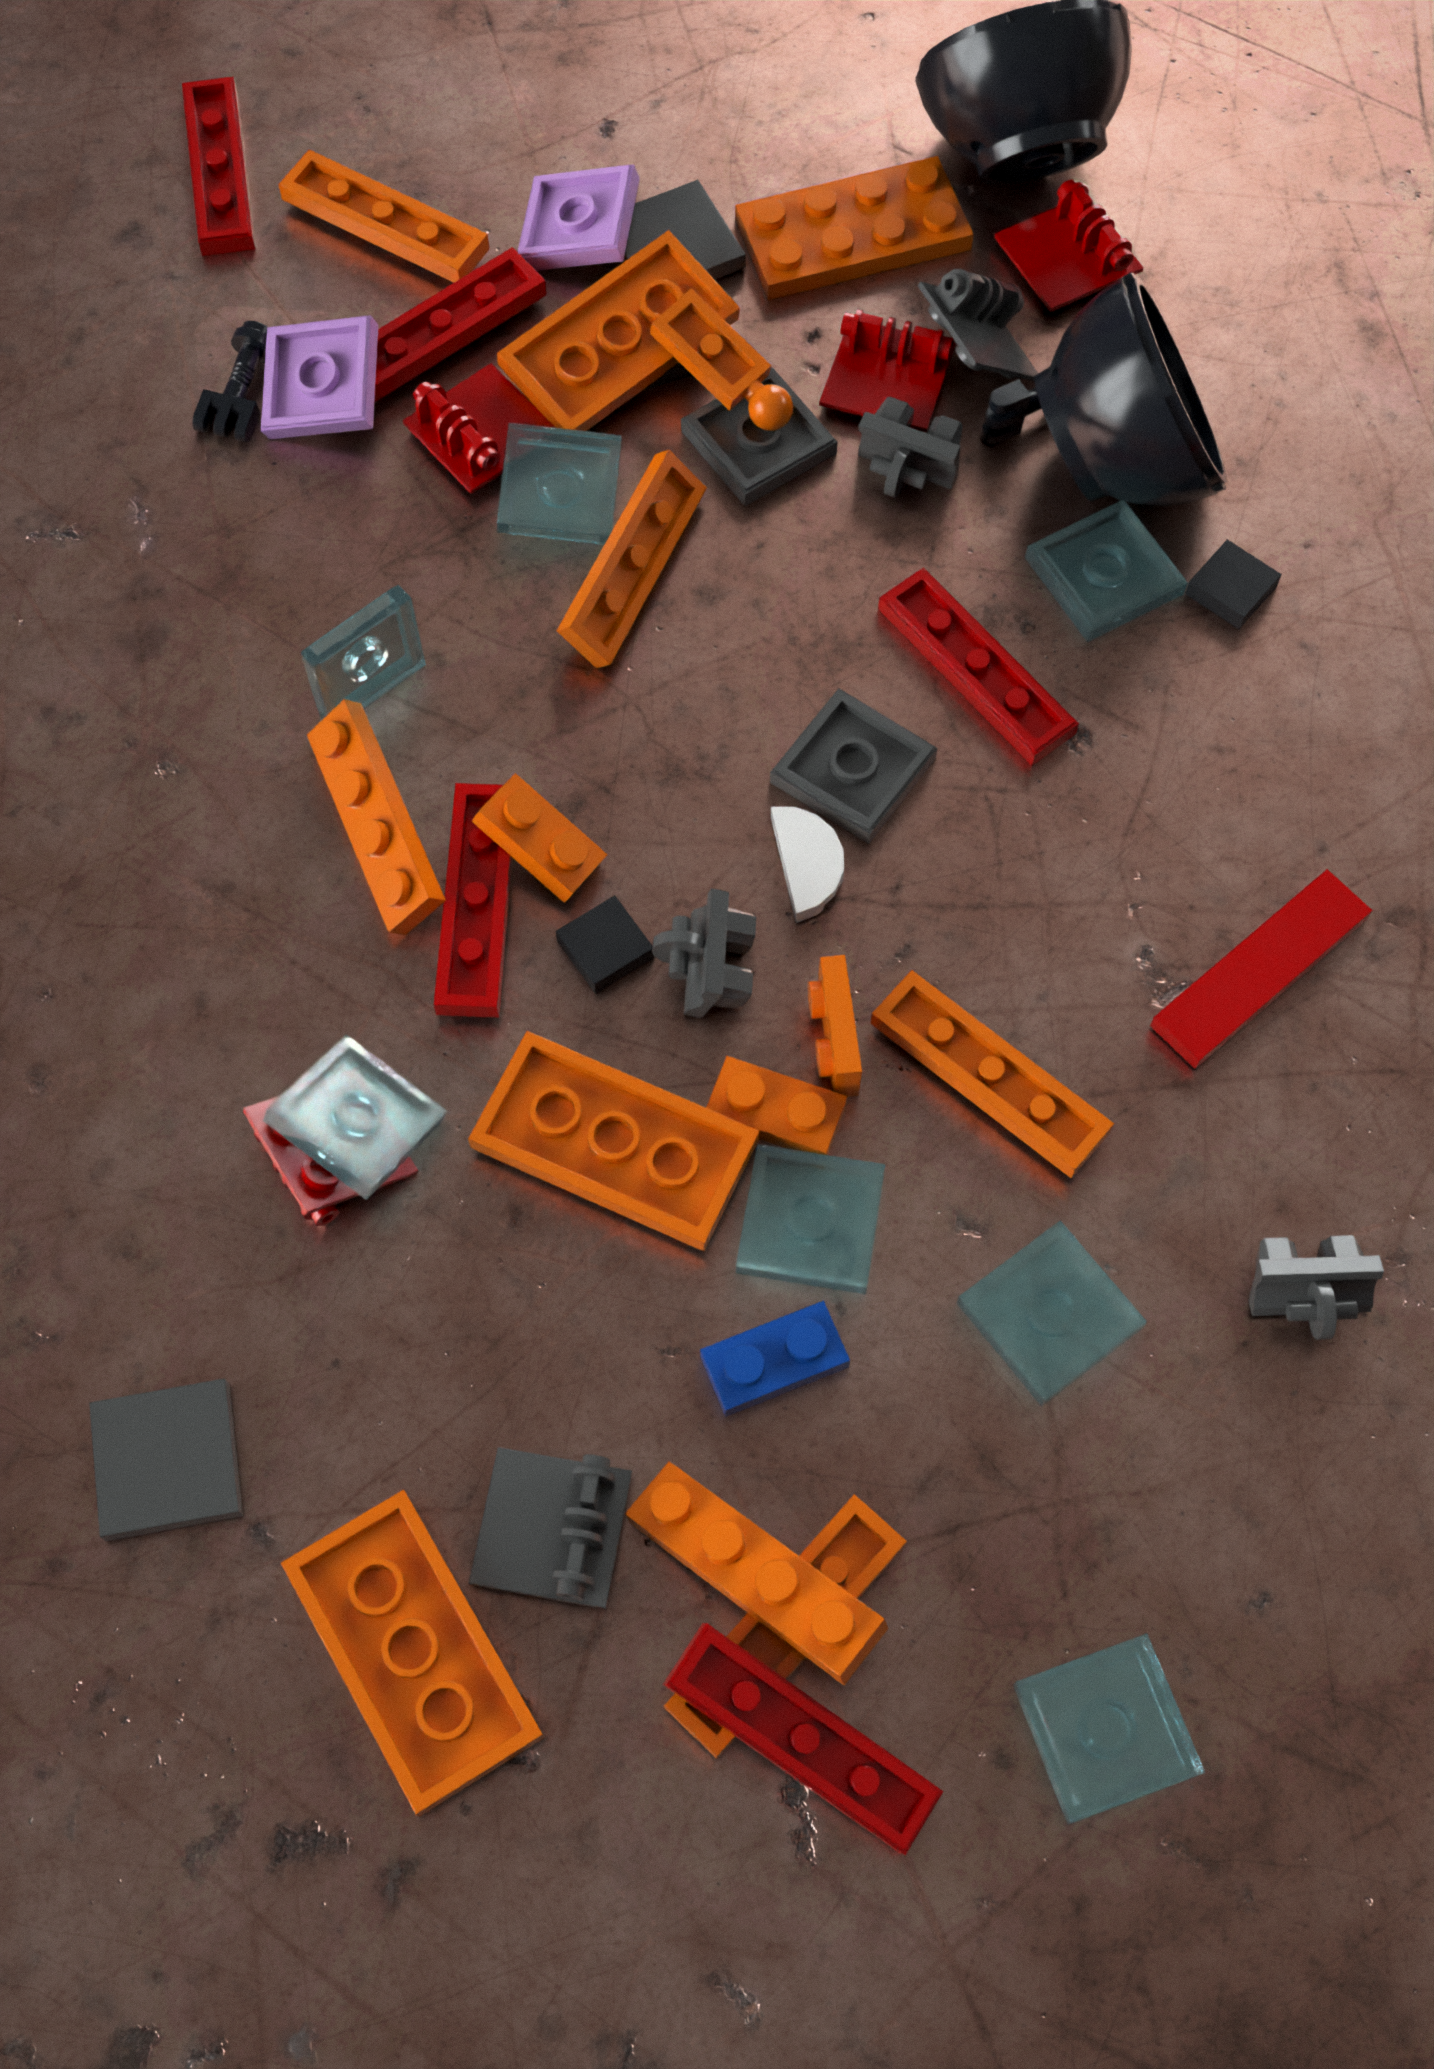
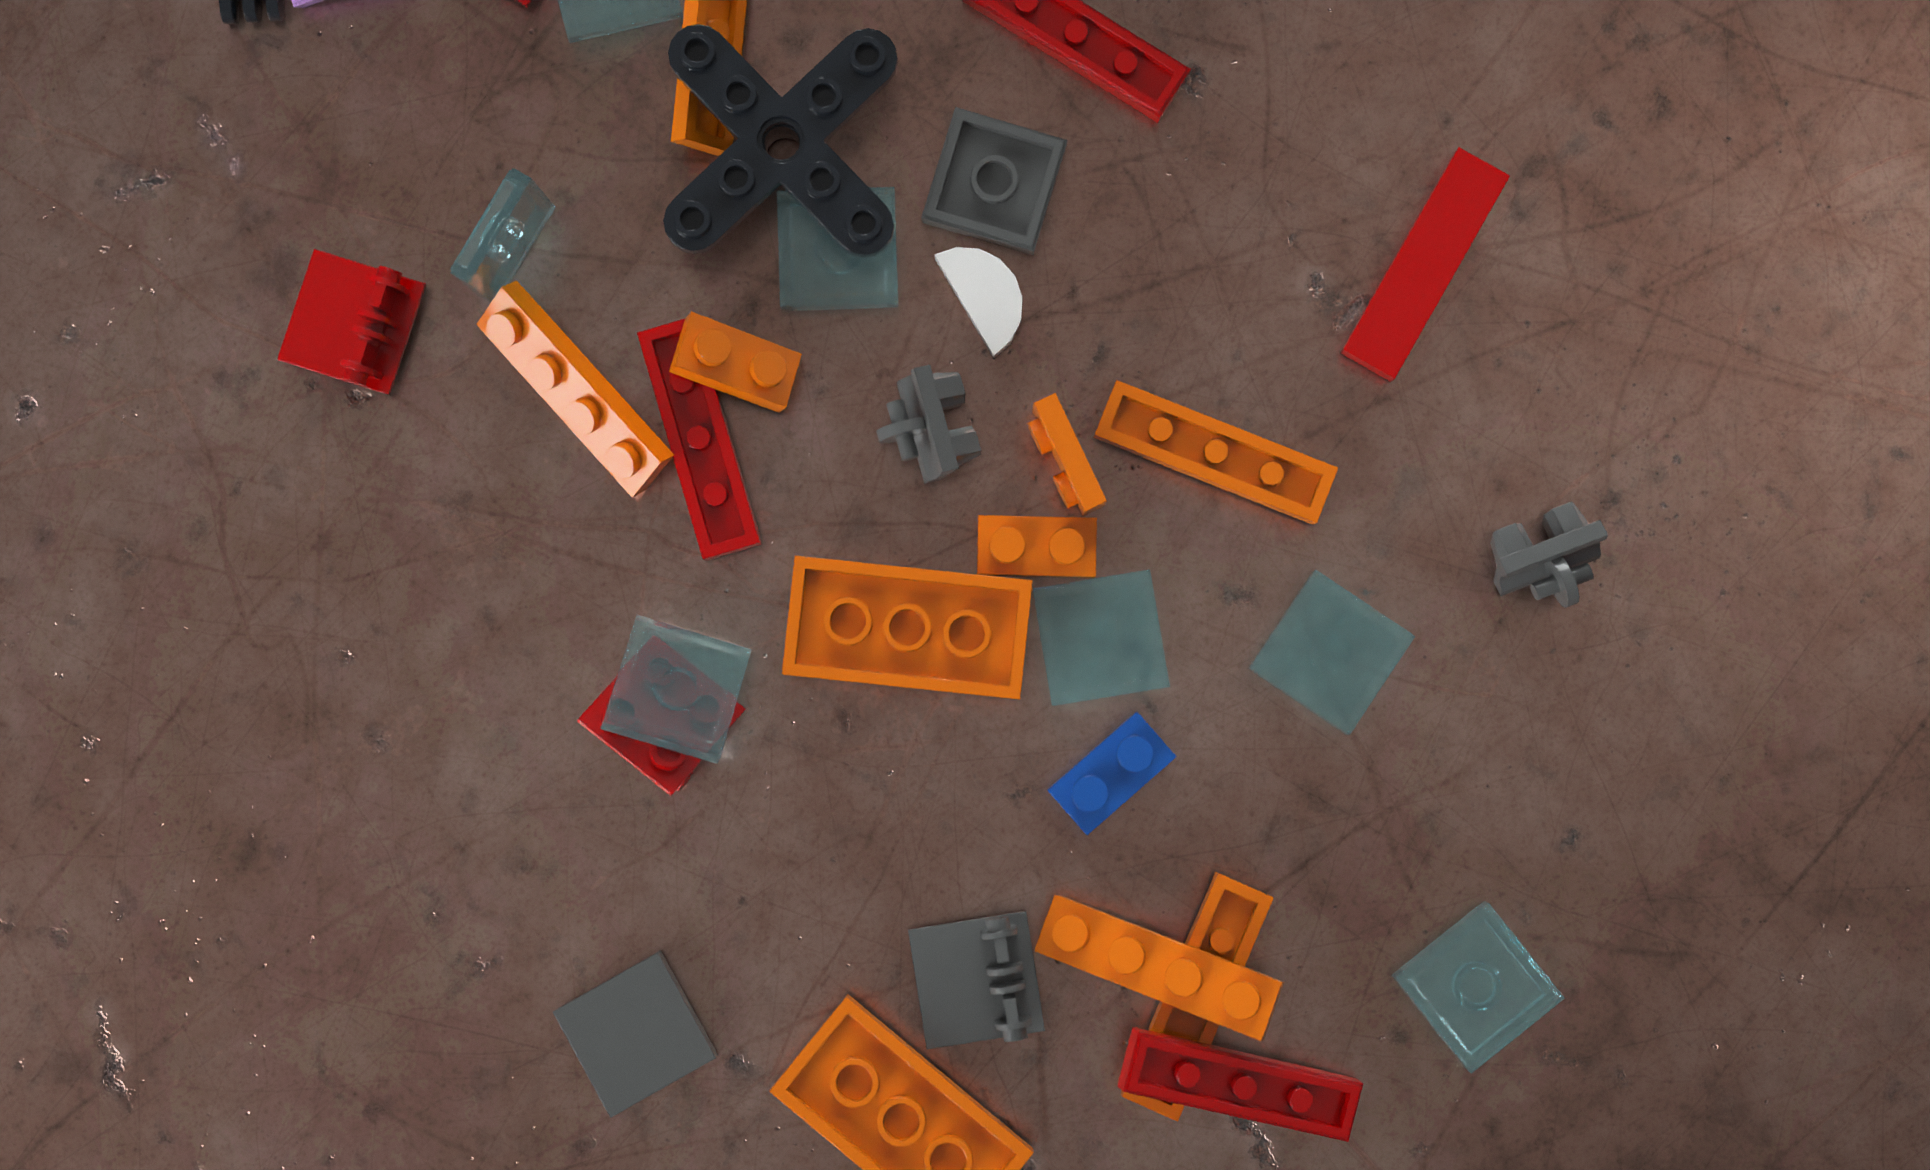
camera: 10 degrees left, 20 degrees up
(192, 698) = (352, 321): none -> red hinge
(605, 944) = (830, 440): black piece -> none
(655, 639) = (757, 118): none -> black piece
(679, 777) = (822, 274): none -> clear light blue tile

